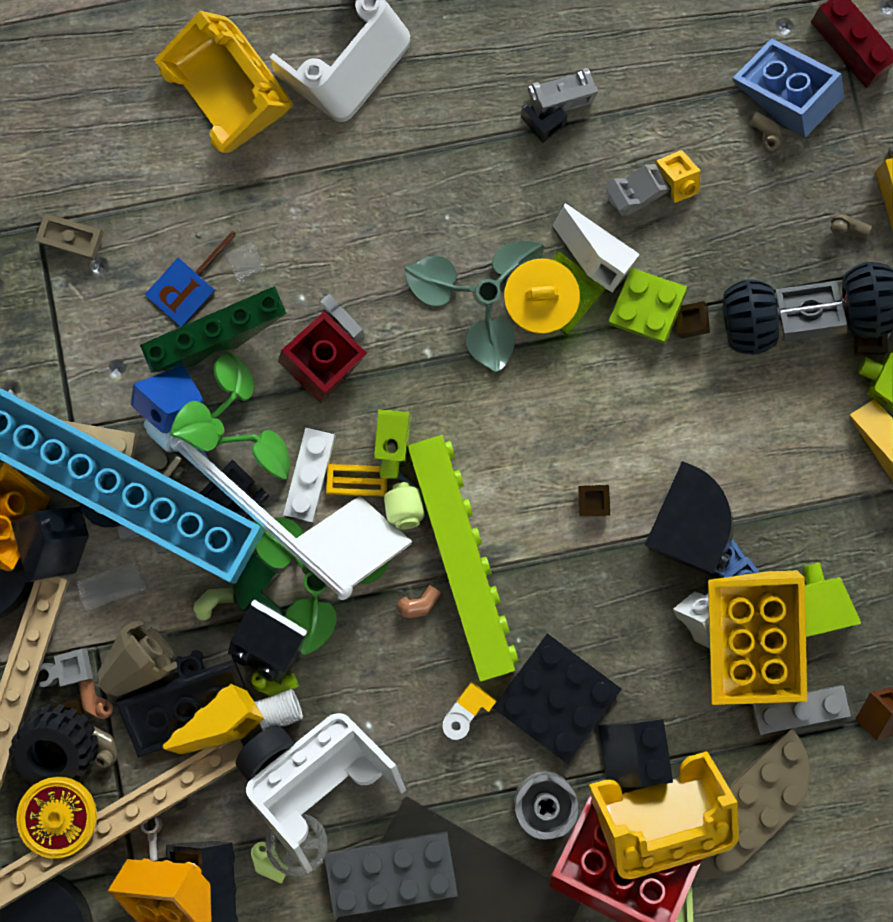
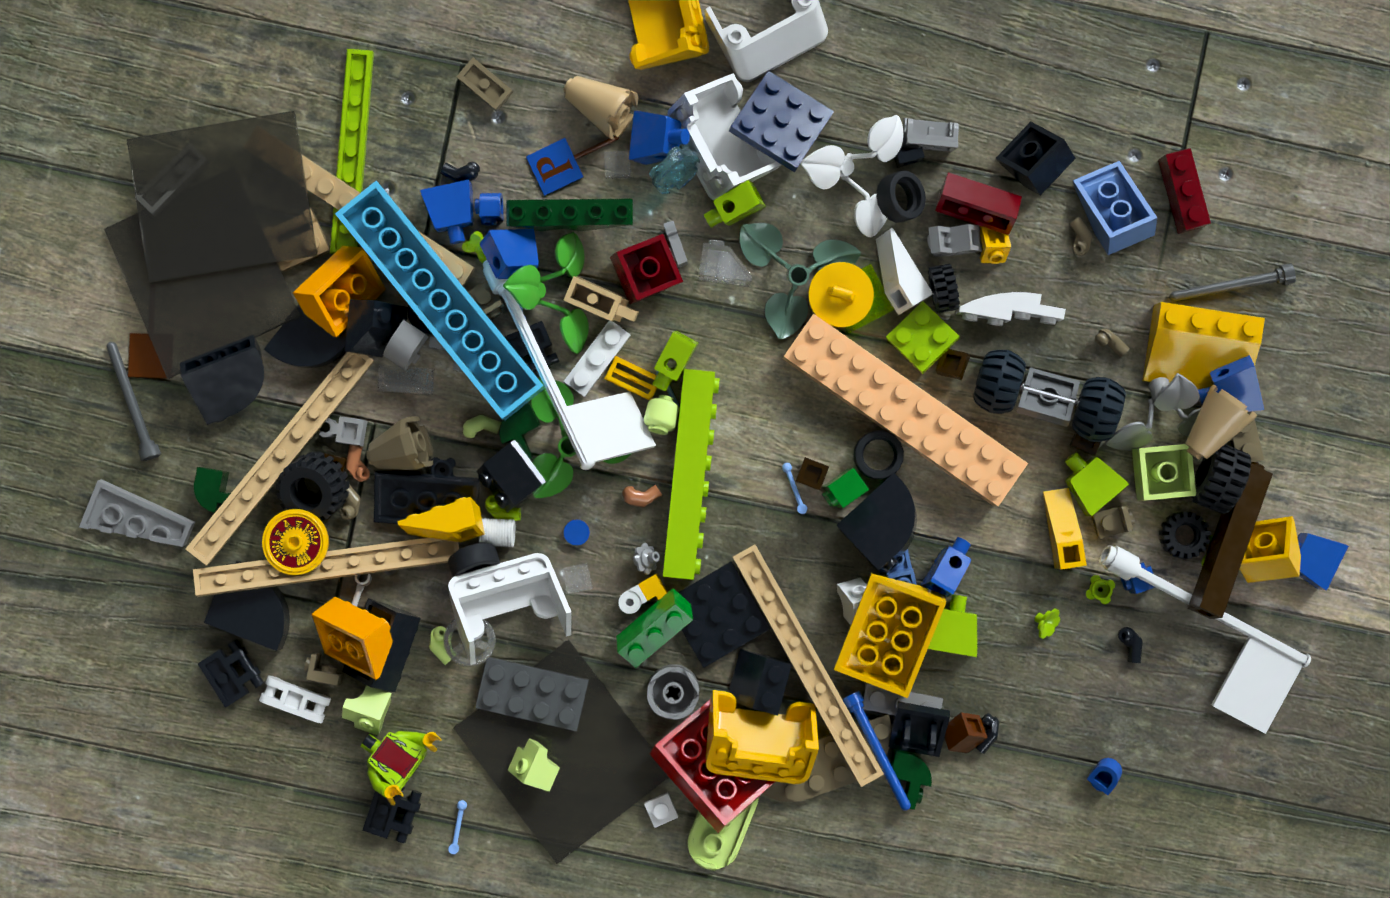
camera: 15 degrees right, 5 degrees up
(83, 341) = (467, 172): none -> black arm
(85, 381) = (450, 208): none -> blue torso
(93, 547) = (405, 345): none -> light grey brick
(126, 411) = (473, 245): none -> lime piece
(127, 363) = (490, 208): none -> blue plate
(203, 204) = (602, 104): none -> tan cone
(274, 215) = (654, 137): none -> blue torso
(284, 411) = (599, 300): none -> tan hinge
(308, 239) = (674, 170): none -> clear light blue plate
(341, 188) = (723, 156): none -> white windscreen
(365, 673) = (576, 532): none -> blue tile
(387, 724) = (577, 578): none -> clear plate
(392, 237) = (746, 202): none -> lime torso
(399, 143) = (781, 121): none -> plate
(403, 318) = (722, 265): none -> clear slope
(453, 670) = (646, 558): none -> light grey plant
(470, 162) = (830, 163): none -> white plant
(495, 743) = (654, 628): none -> green brick
(553, 180) = (914, 193): none -> black tyre
(598, 543) = (801, 508): none -> light blue hinge
(637, 500) = (844, 488): none -> green brick
(645, 141) = (978, 203): none -> dark red brick
(649, 242) = (943, 288): none -> black tyre
(665, 391) = (905, 411): none -> light nougat brick
(665, 429) = (893, 442): none -> black tyre
(683, 713) = (808, 666): none -> tan plate
(684, 69) = (1036, 157): none -> black slope
(717, 238) = (1001, 306): none -> white slope
(752, 734) = (855, 705): none -> blue piece
(787, 540) = (942, 576): none -> blue torso
(833, 730) = (919, 729): none -> black plate
(846, 779) = (914, 771): none -> dark green brick

